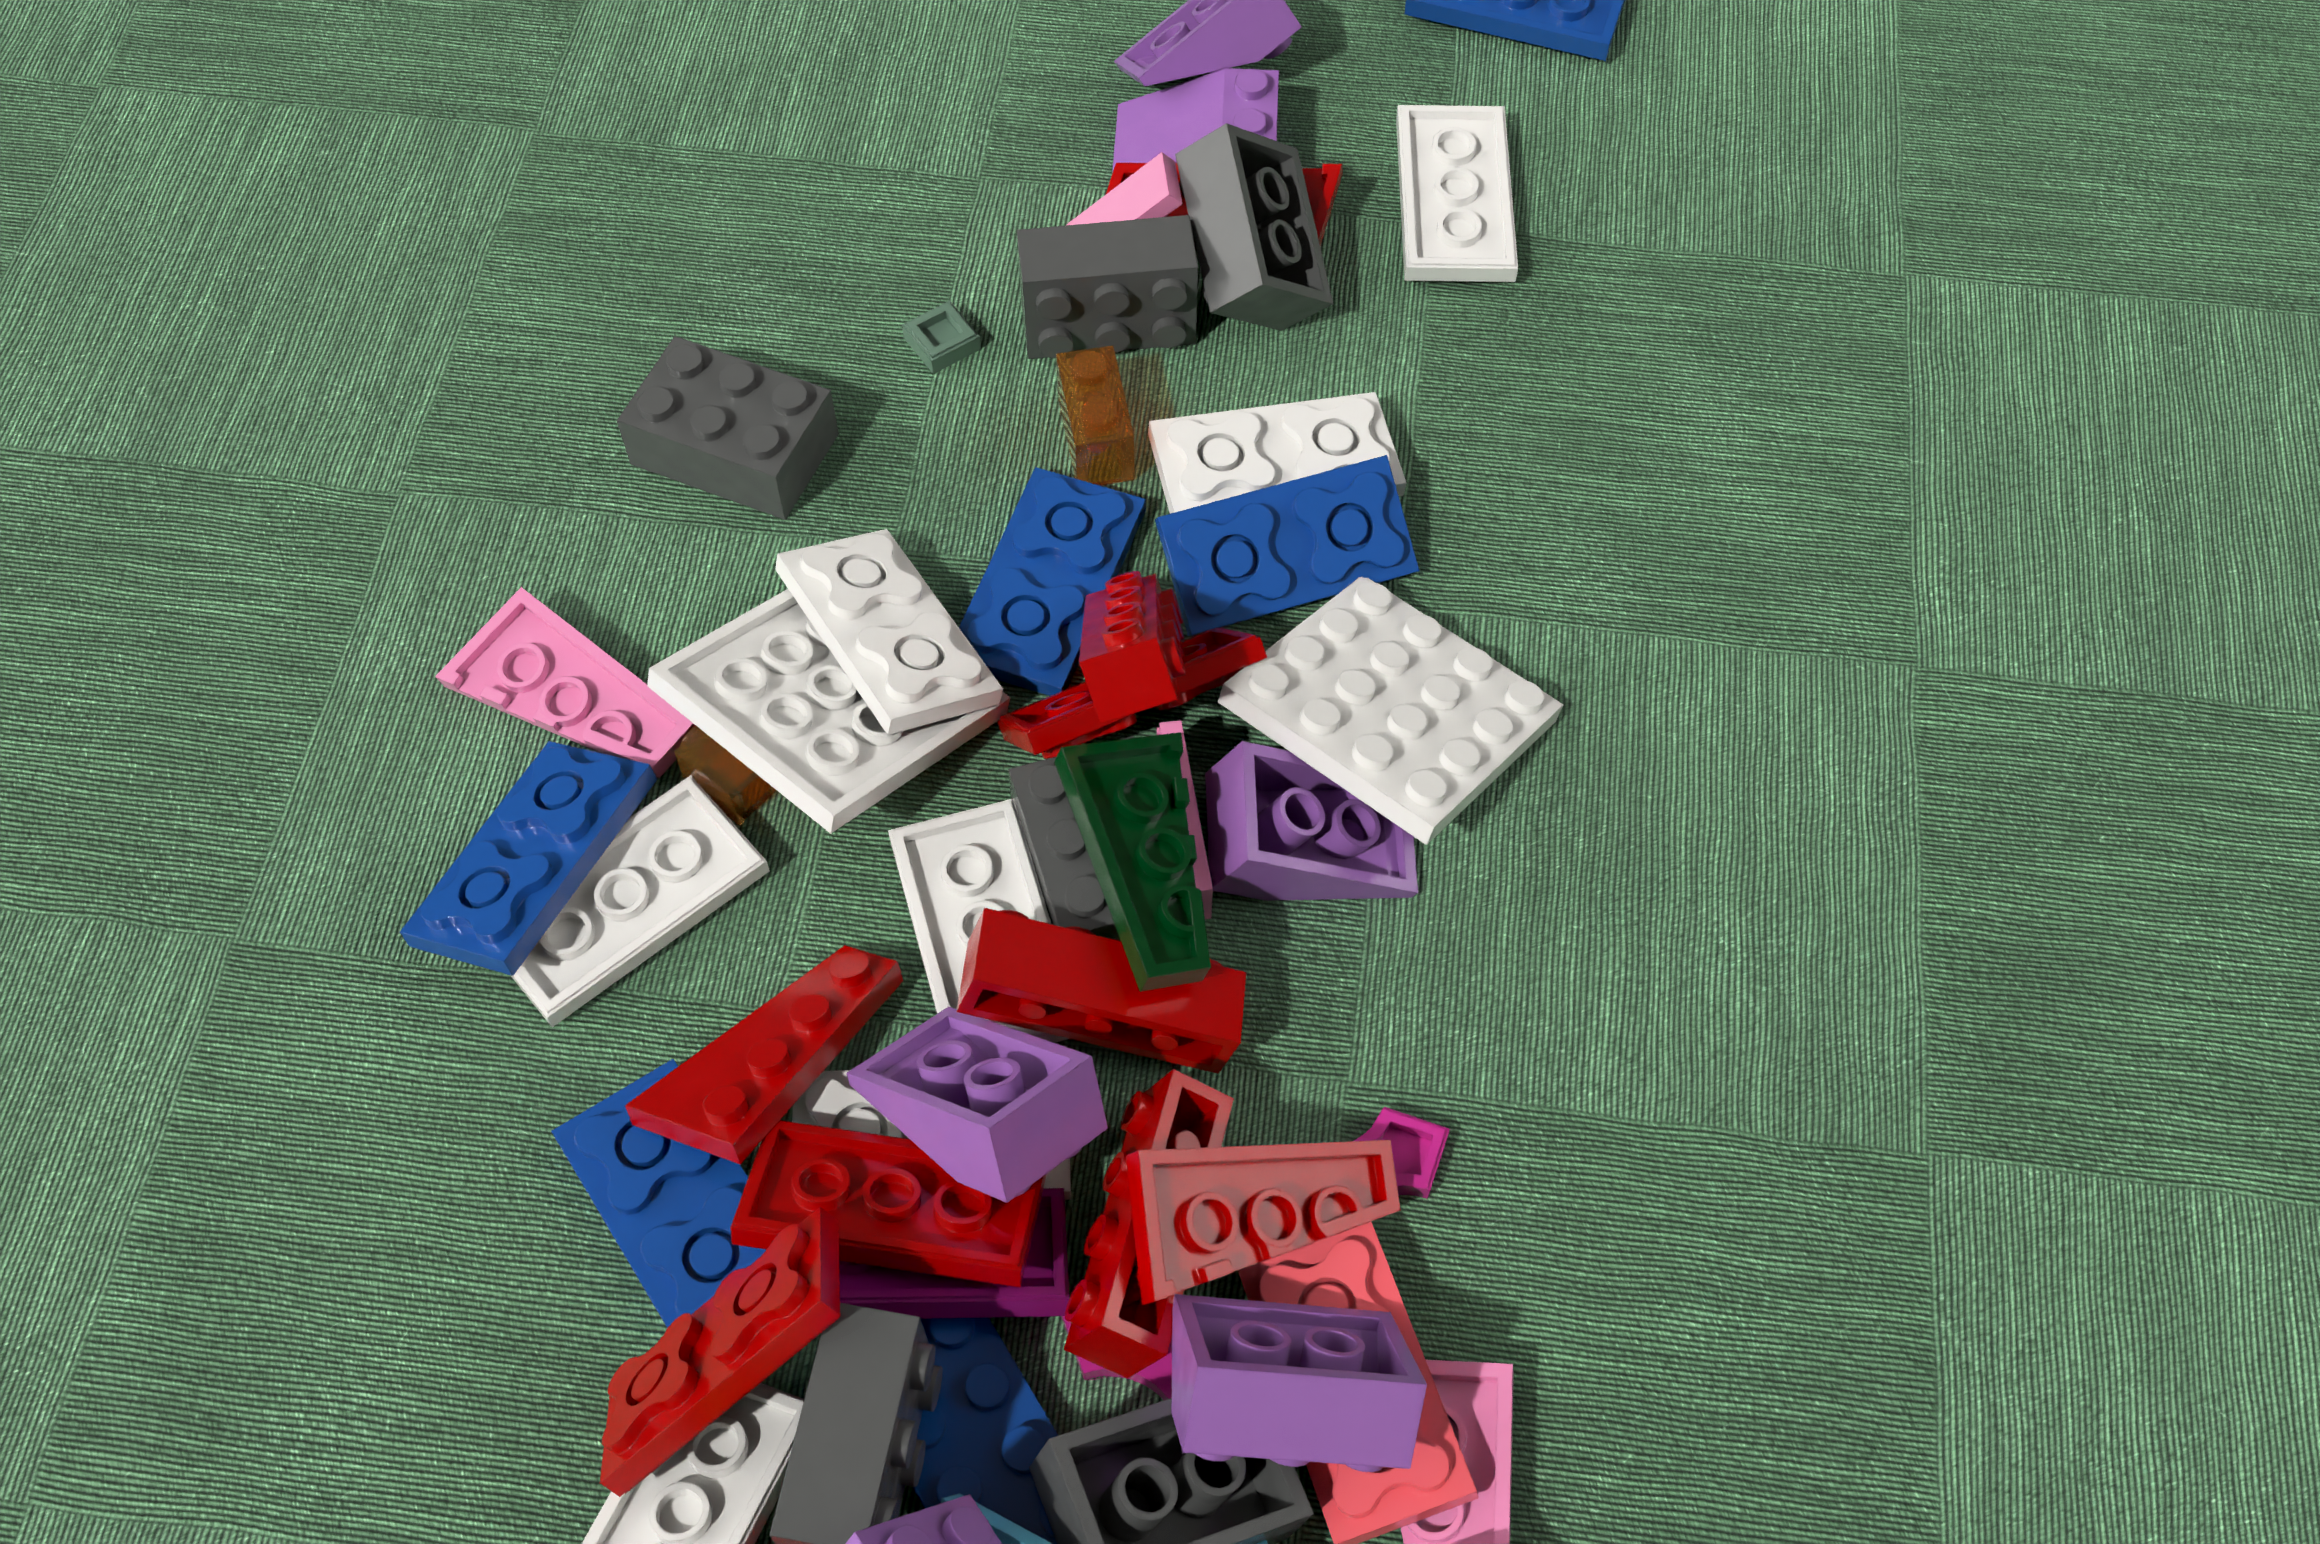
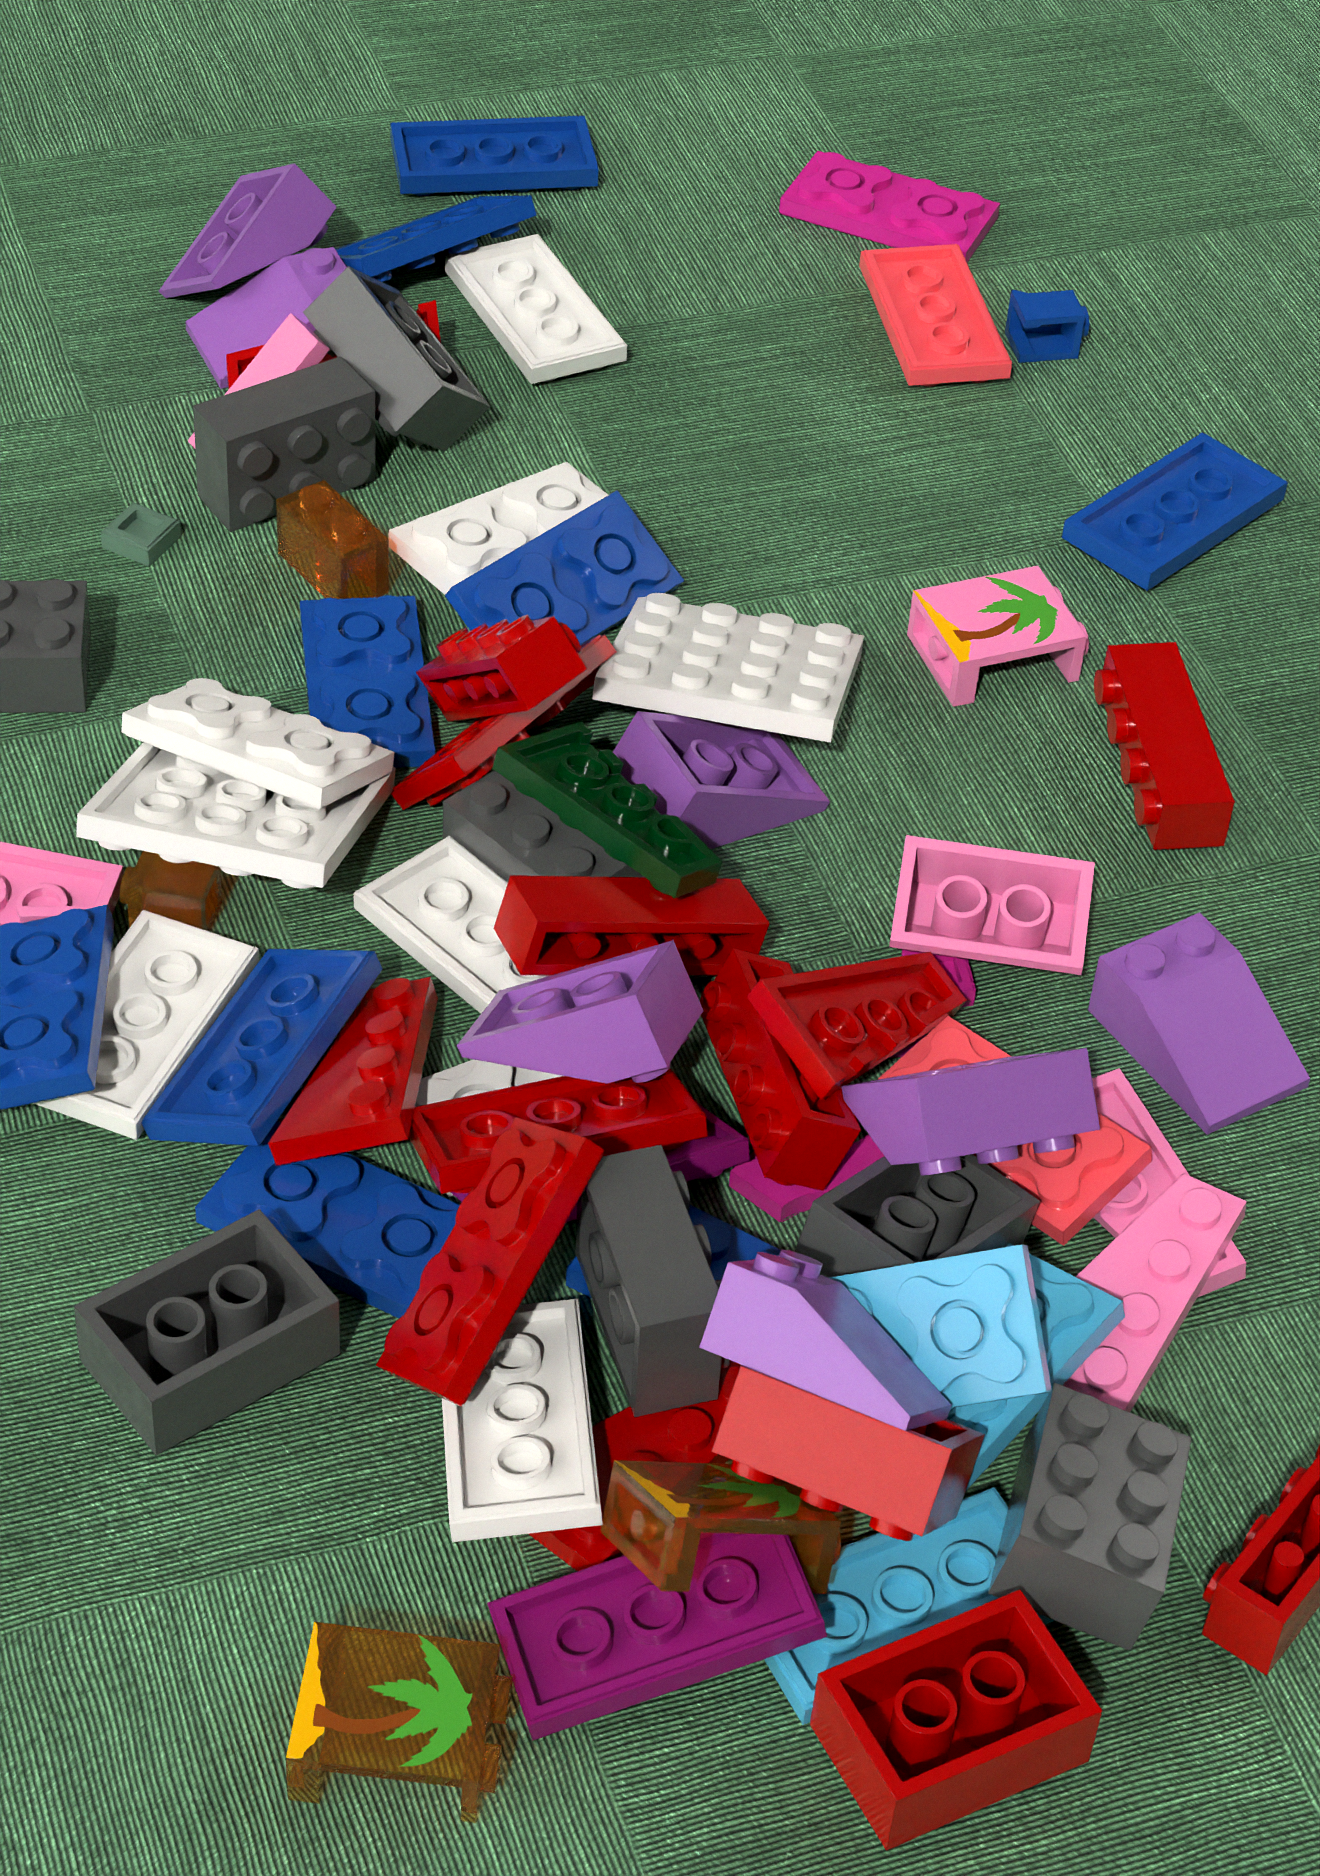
camera: 30 degrees left, 15 degrees down
(463, 1290) = (207, 1331): none -> dark grey brick
(703, 979) = (262, 1047): none -> blue piece
(1388, 78) = (449, 229): none -> blue plate
(1483, 1116) = (993, 905): none -> bright pink slope
(1638, 1339) = (1197, 1022): none -> medium lavender slope
(1703, 749) = (990, 623): none -> bright pink panel
(1797, 969) = (1164, 746): none -> red brick
(1866, 328) = (934, 315): none -> coral piece
(1897, 177) = (886, 205): none -> dark pink piece
(1979, 380) = (1046, 325): none -> blue window
(1990, 663) = (1174, 510): none -> blue plate

